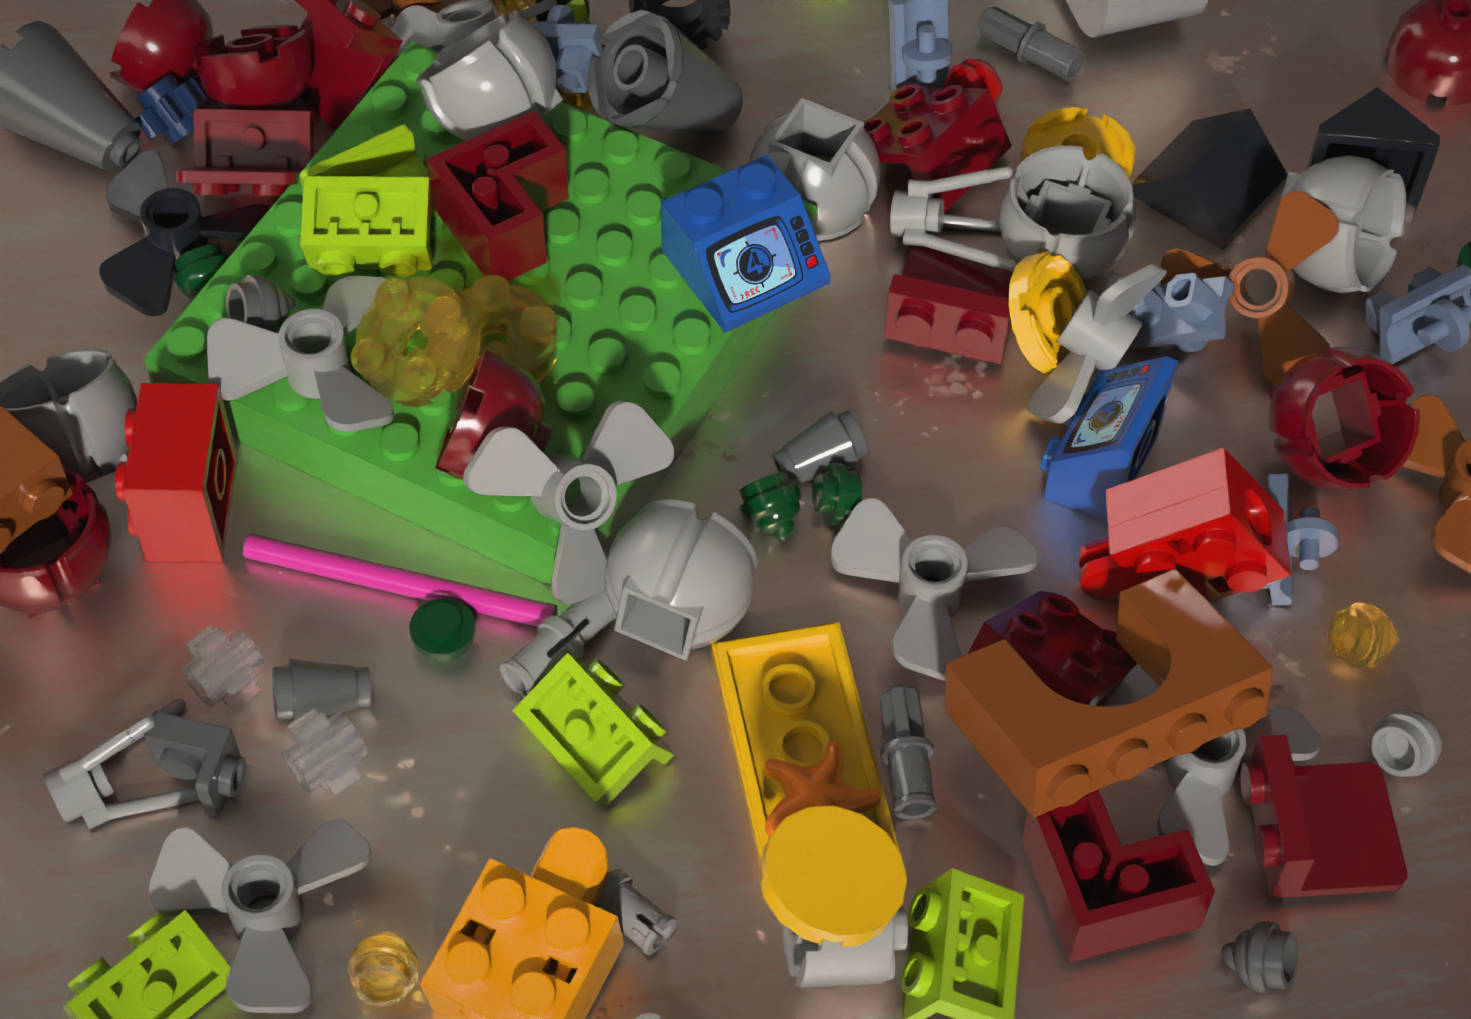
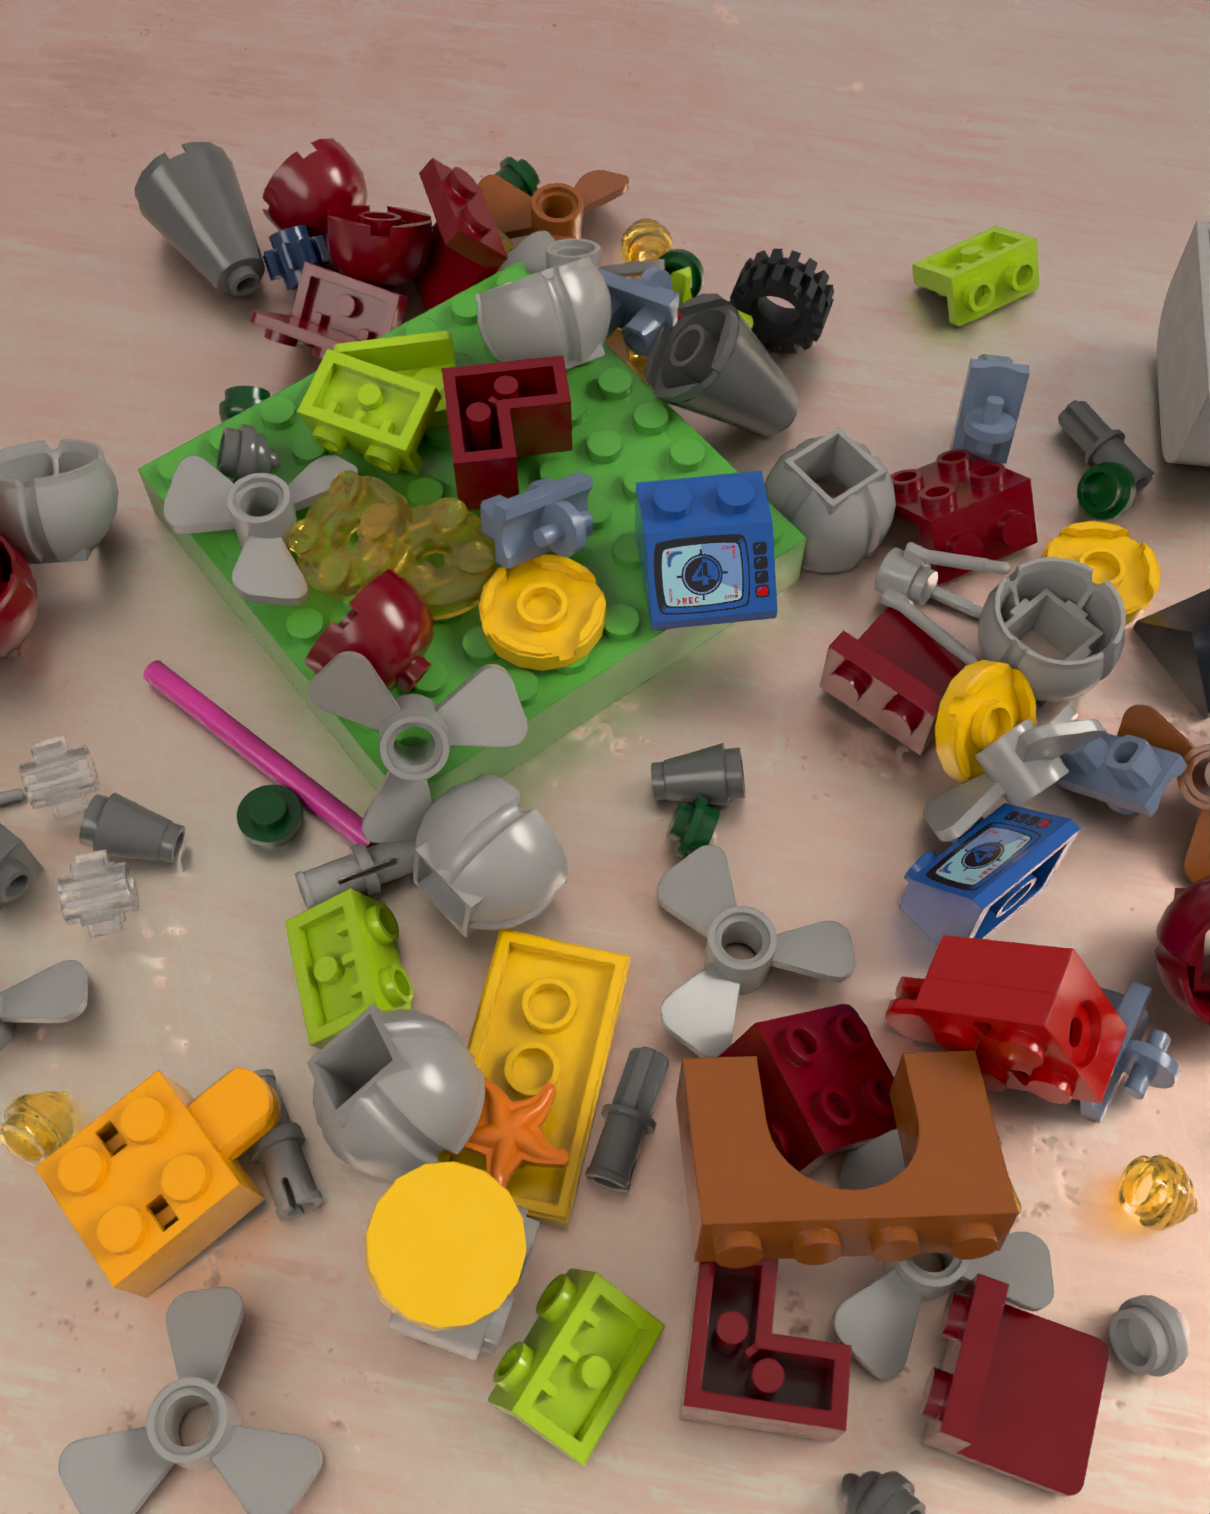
camera: 25 degrees right, 5 degrees up
(172, 226) = (239, 359): black piece -> none
(178, 472) = (113, 583): red brick -> none
(583, 266) = (540, 520): none -> sand blue hips
(619, 349) = (542, 612): none -> yellow tile
(729, 810) = (396, 1092): none -> light grey piece
(778, 506) = (626, 813): dark green plate -> none
(975, 74) = (1033, 463): red plate -> none
(1052, 79) = (1106, 490): none -> dark green plate

